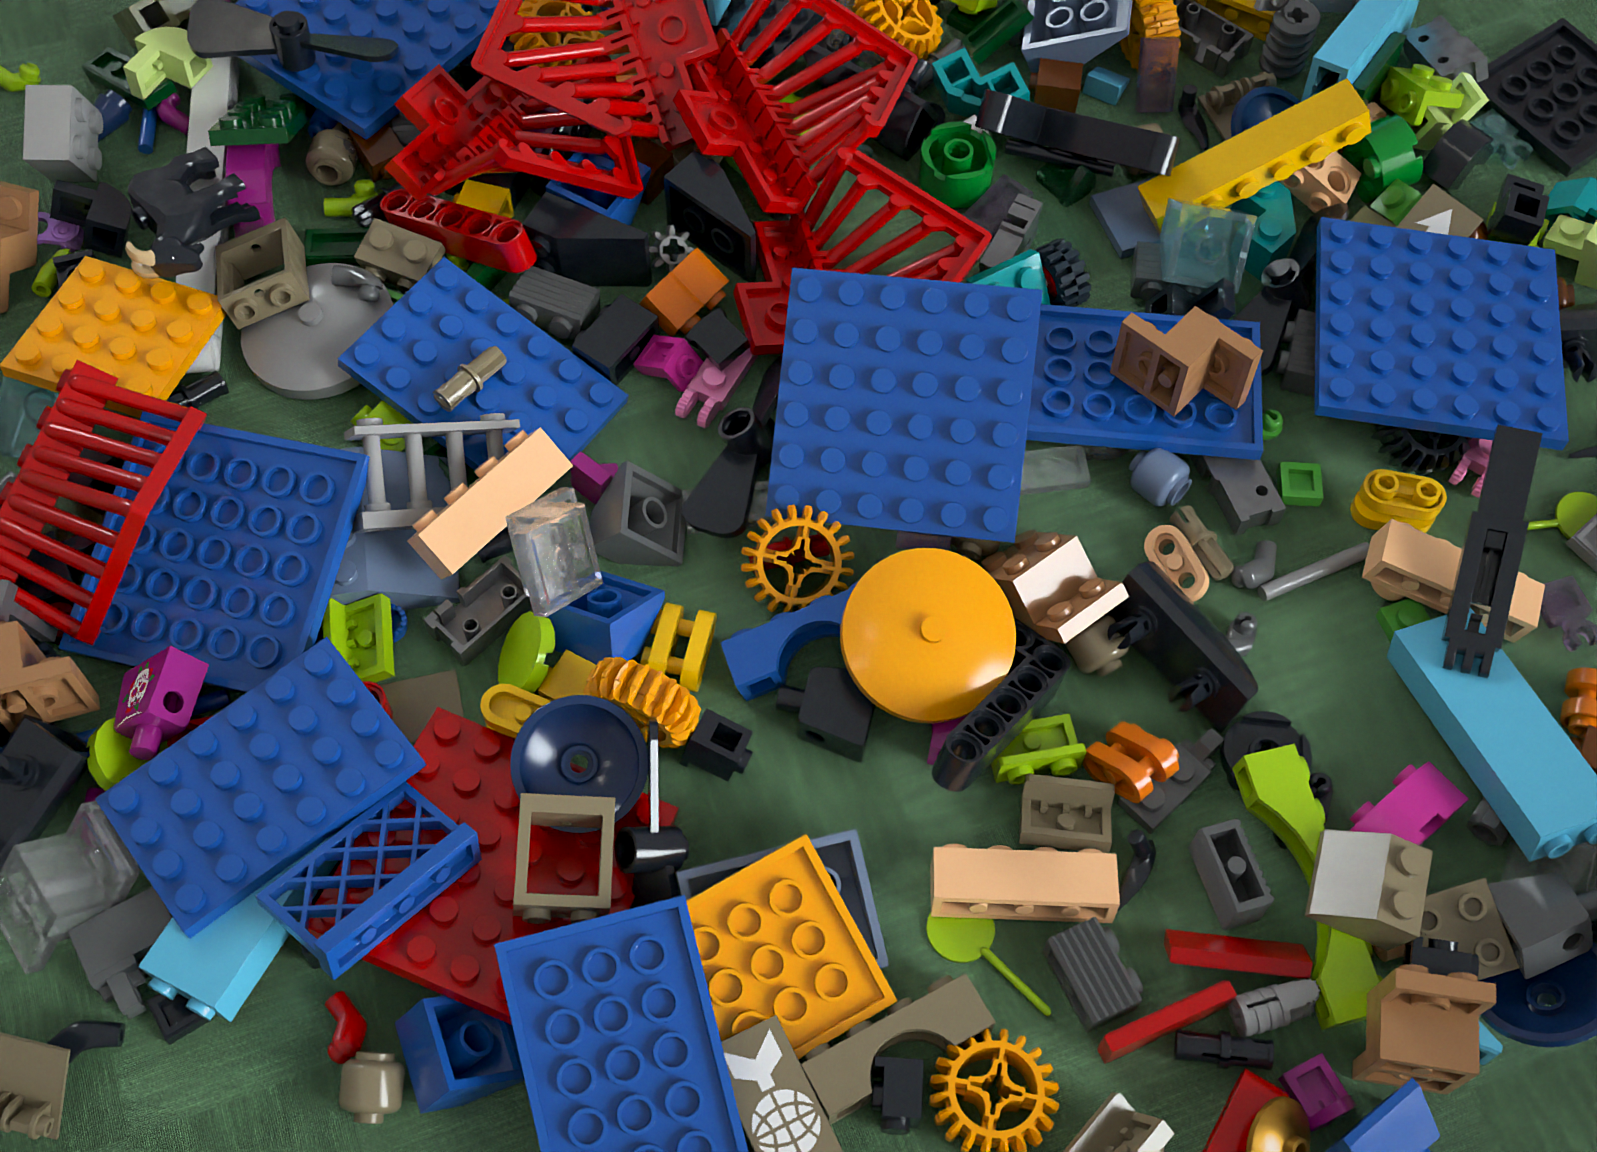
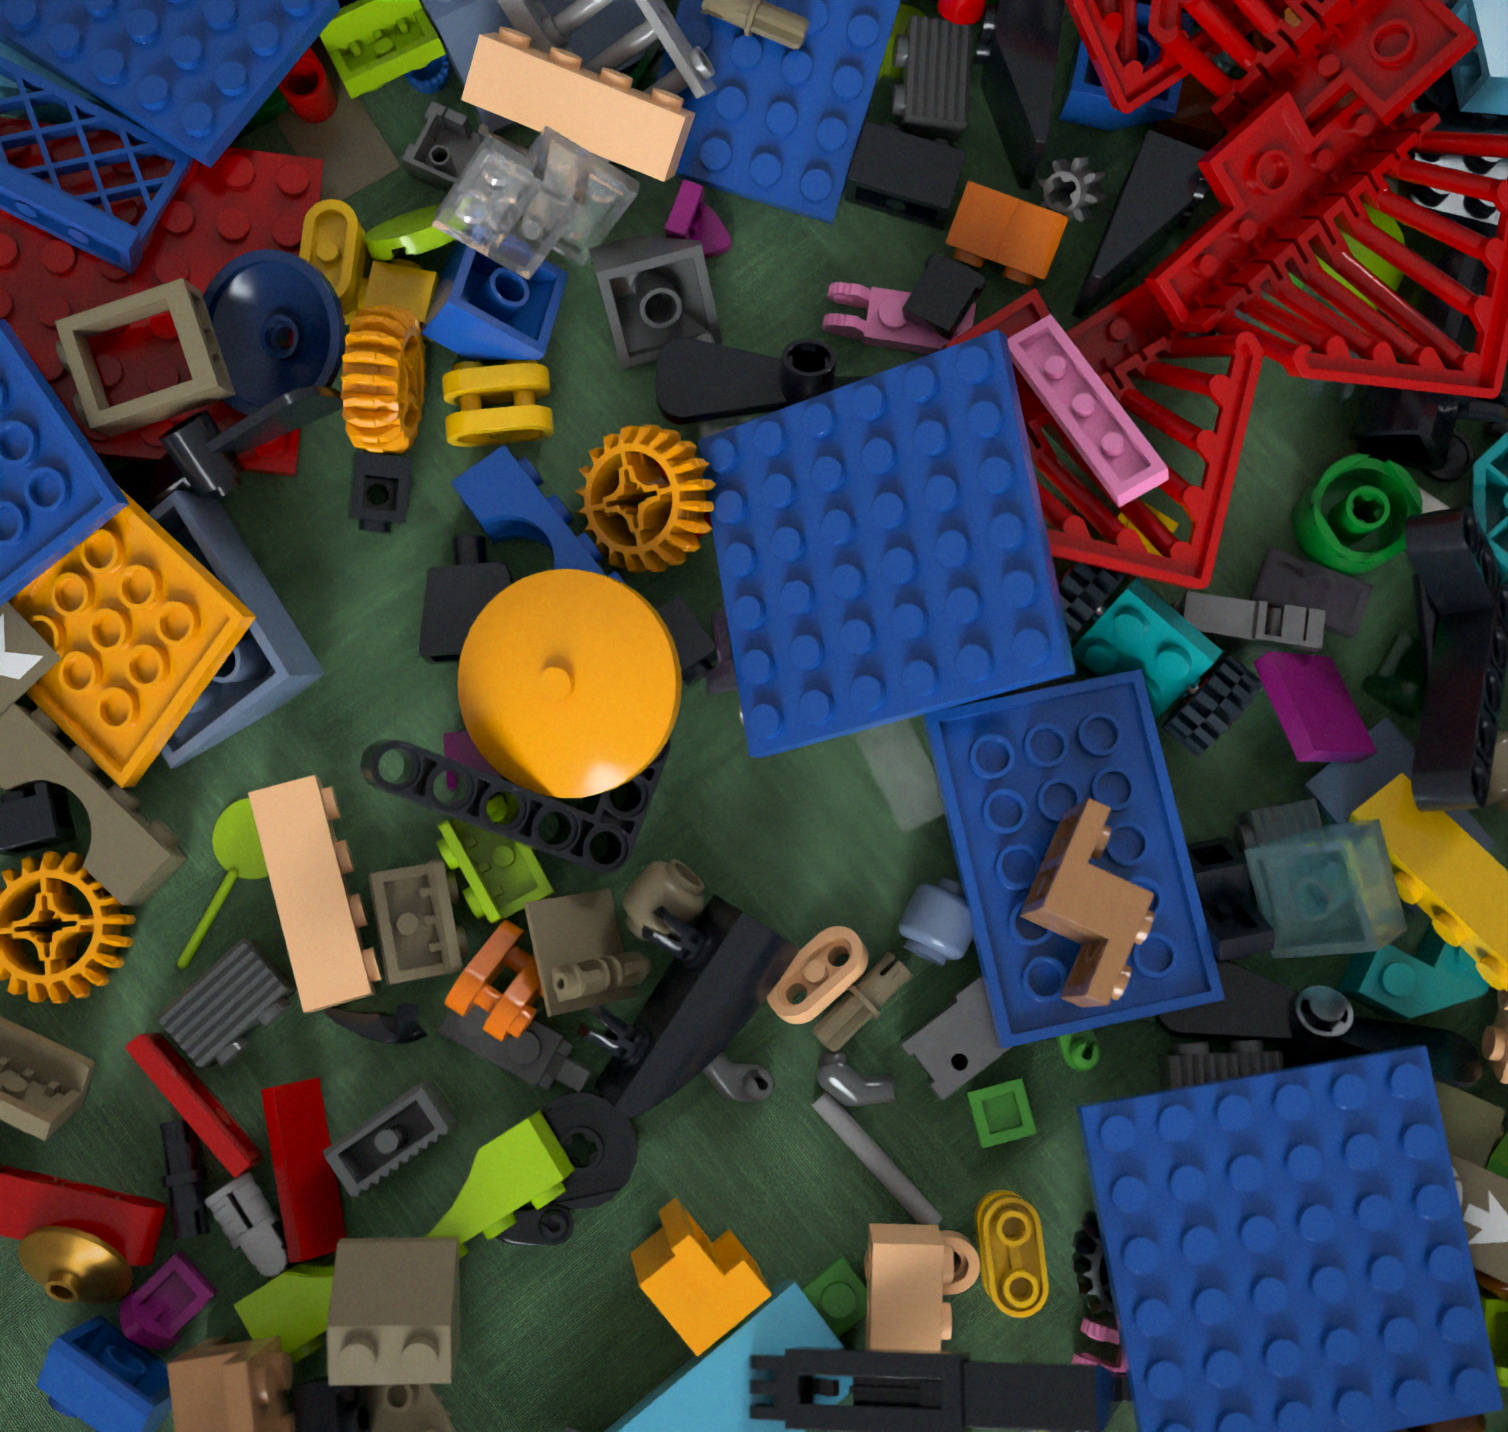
camera: 70 degrees right, 20 degrees up
(669, 359) = (899, 250): dark pink bracket -> none
(876, 255) = (1086, 411): none -> bright pink plate
(1052, 584) = (714, 819): medium nougat bracket -> none
(1078, 221) = (1314, 708): none -> magenta tile
(1137, 704) = (582, 952): none -> dark tan hinge
(1379, 693) = (696, 1282): none -> light orange plate
(1414, 808) = (519, 1328): dark pink brick -> none

